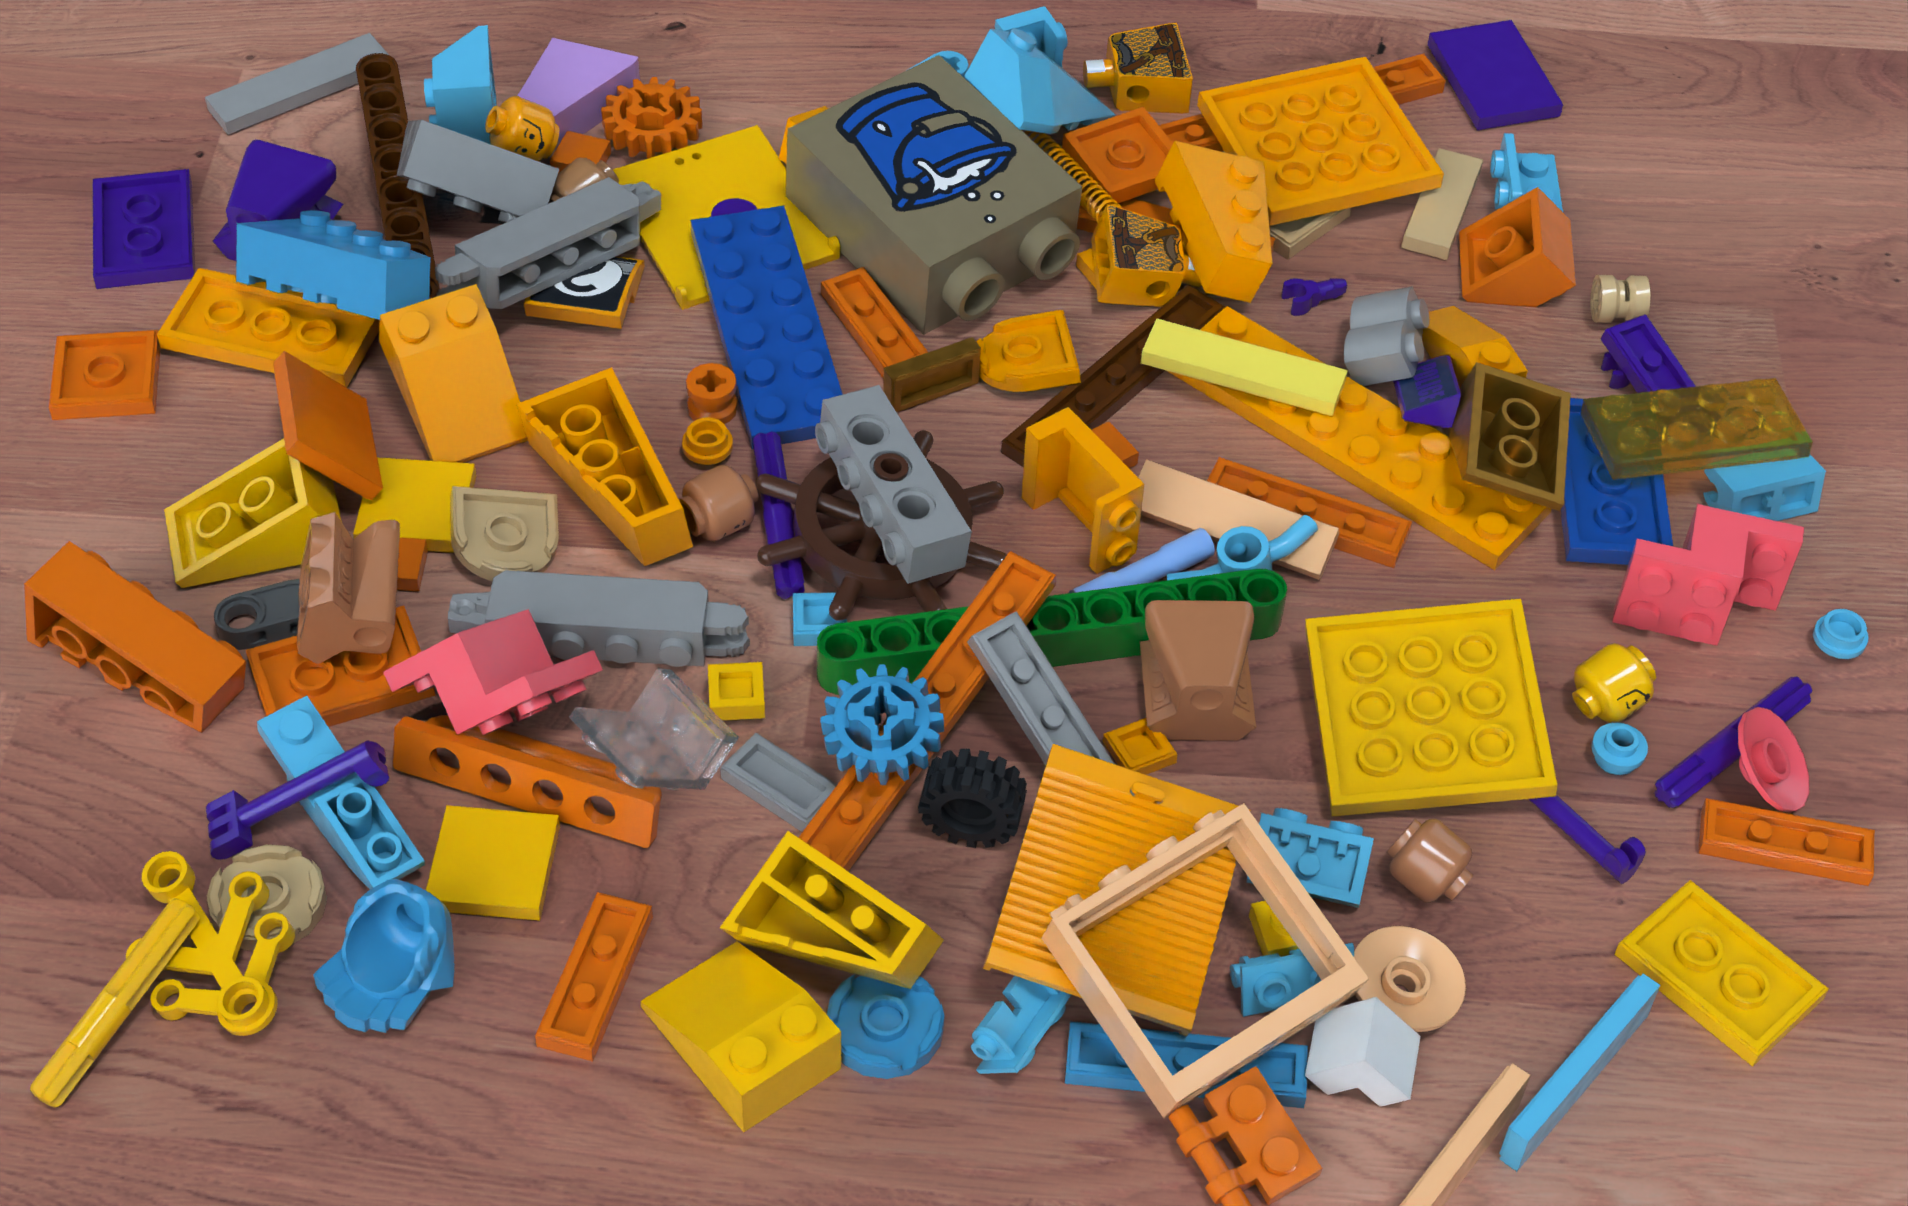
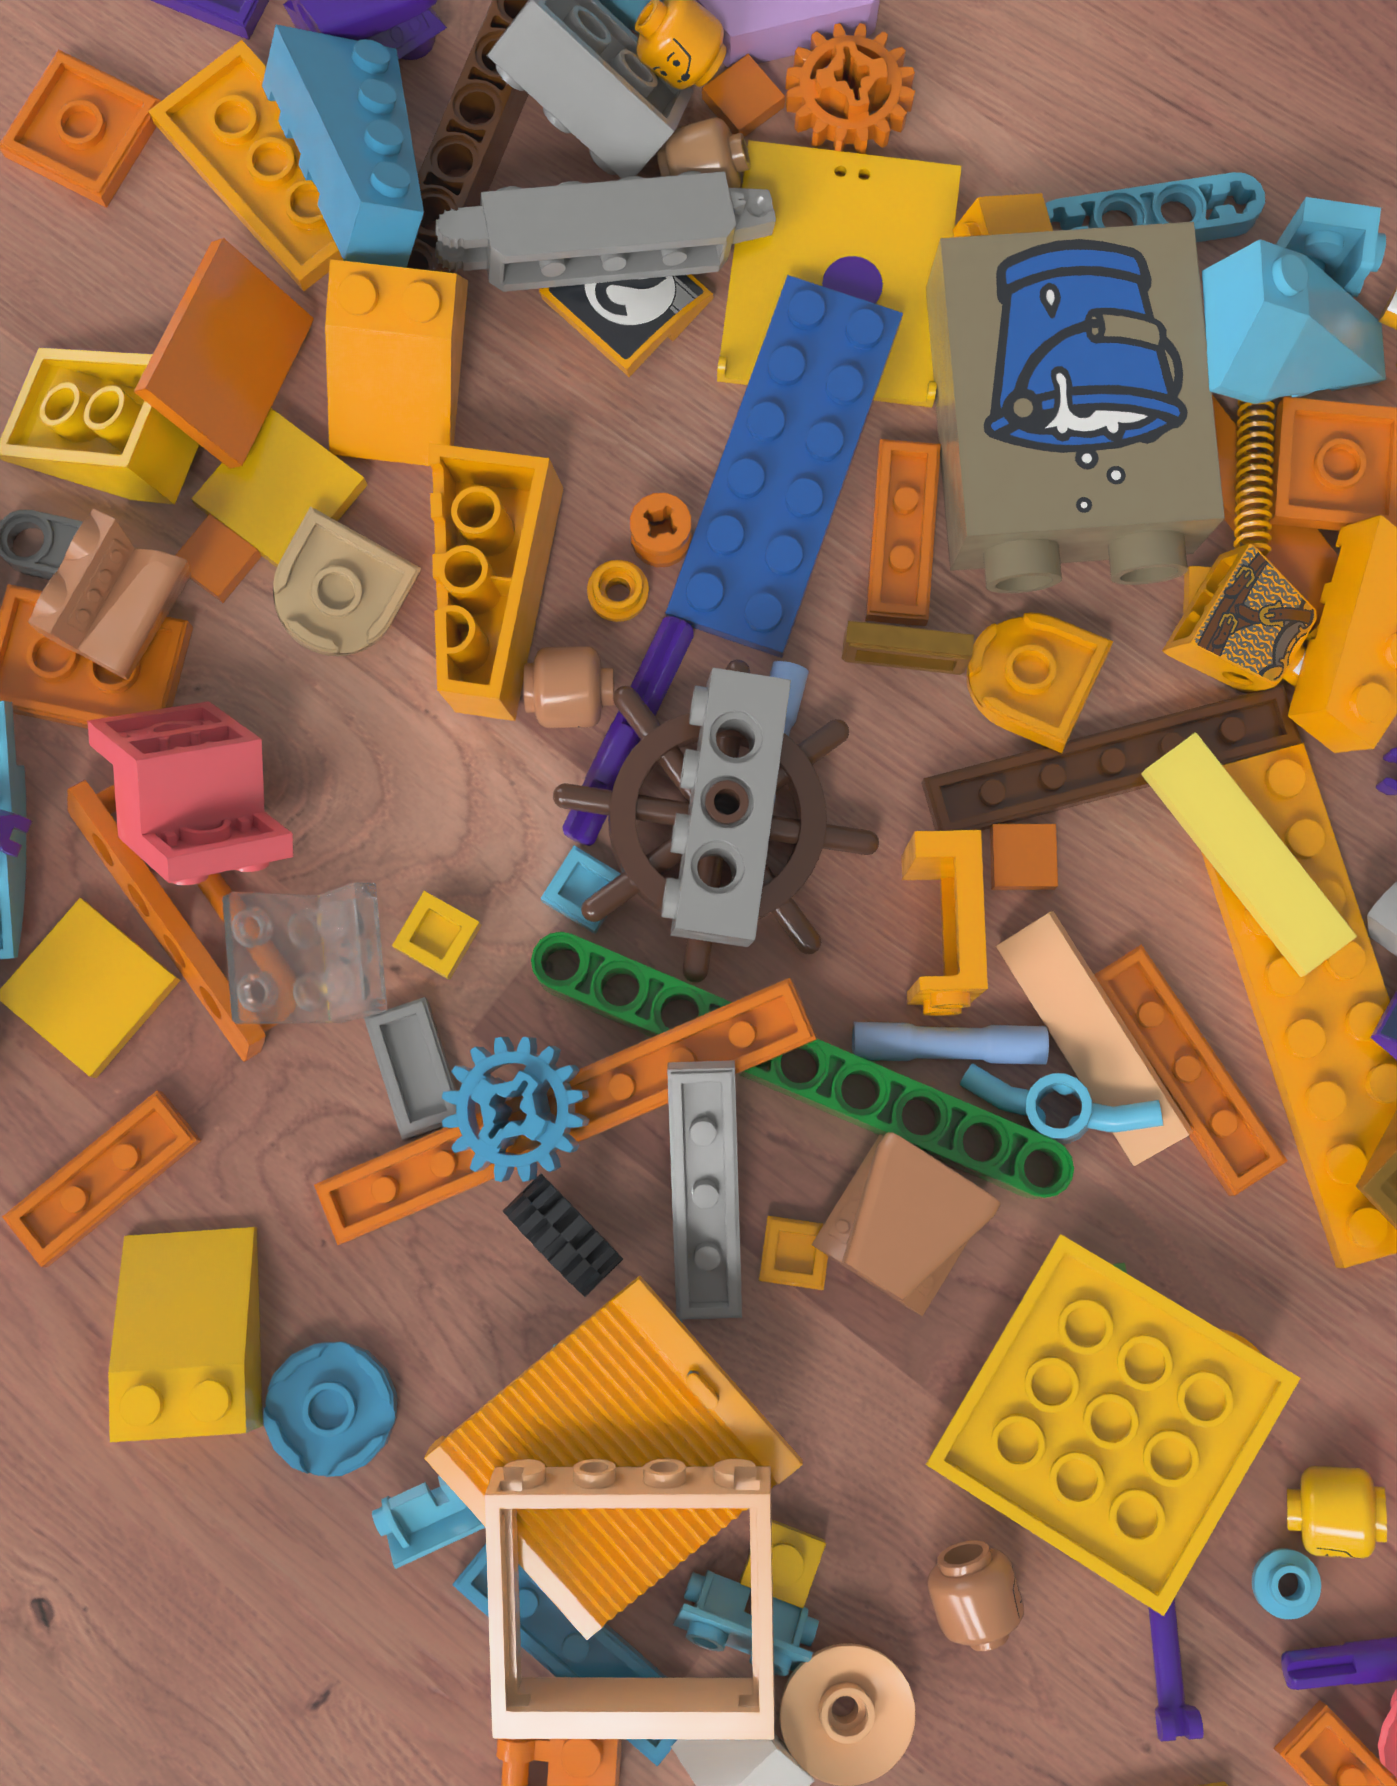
camera: 35 degrees right, 30 degrees up
(611, 615) = (358, 761): light grey hinge -> none
(829, 917) = (329, 1300): yellow wedge -> none
(1324, 859) = (862, 1507): medium azure bracket -> none

